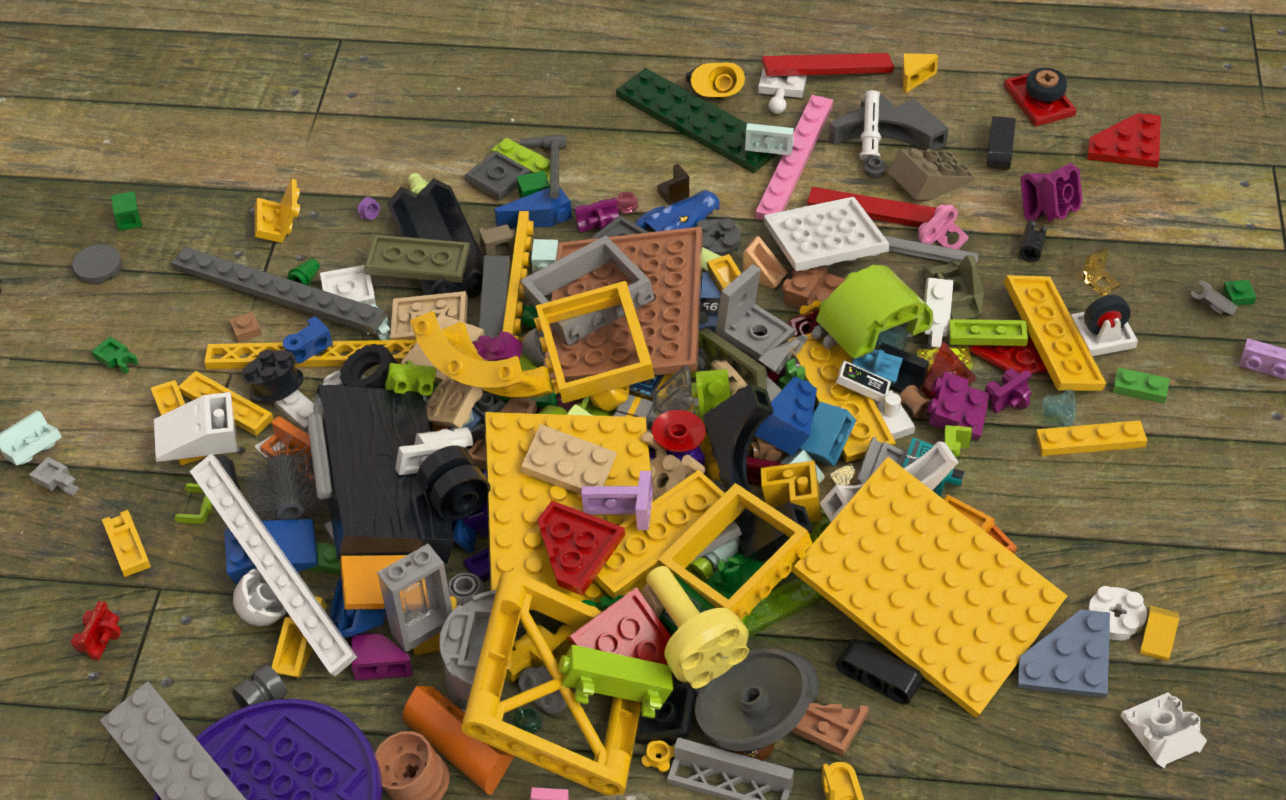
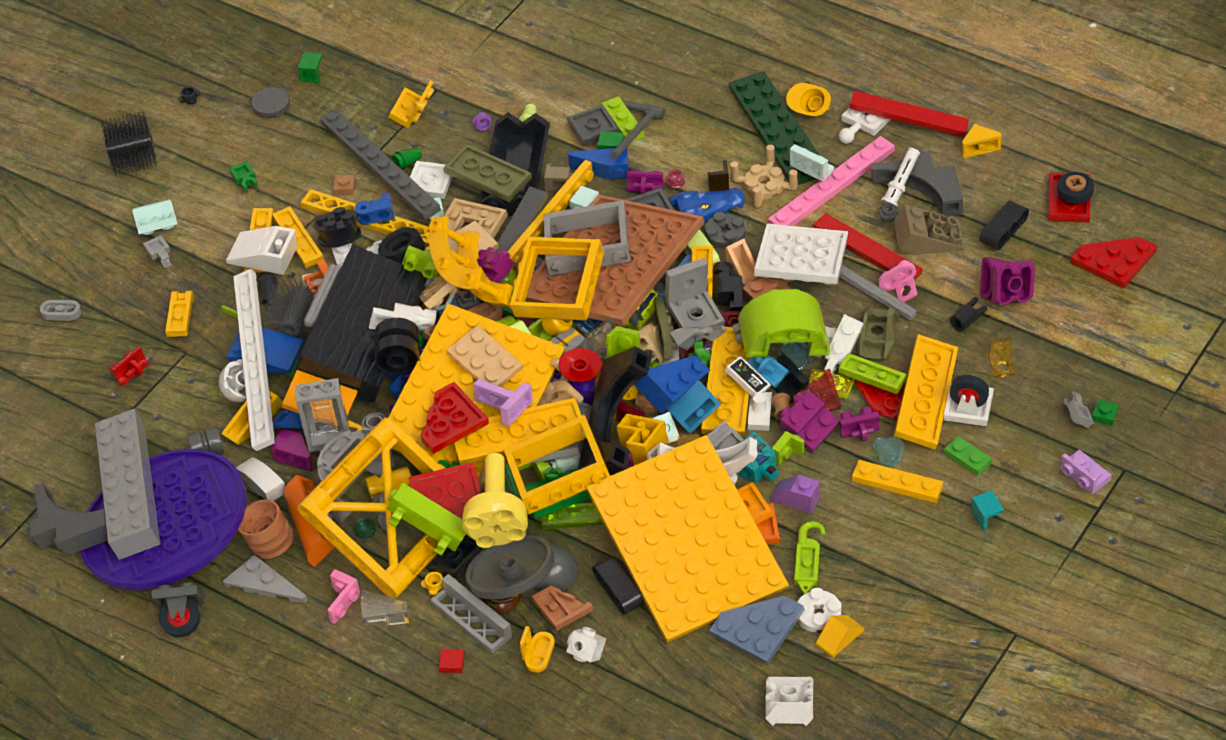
camera: 30 degrees right, 0 degrees up
(363, 708) = (261, 479): none -> white slope
(729, 167) = (768, 173): none -> tan plate
(776, 299) = (727, 286): none -> black plate
(906, 763) = (586, 645): none -> white brick
(1000, 489) = (798, 493): none -> medium lavender slope
(1064, 558) = (807, 558): none -> lime plate
(1208, 433) = (984, 507): none -> teal panel

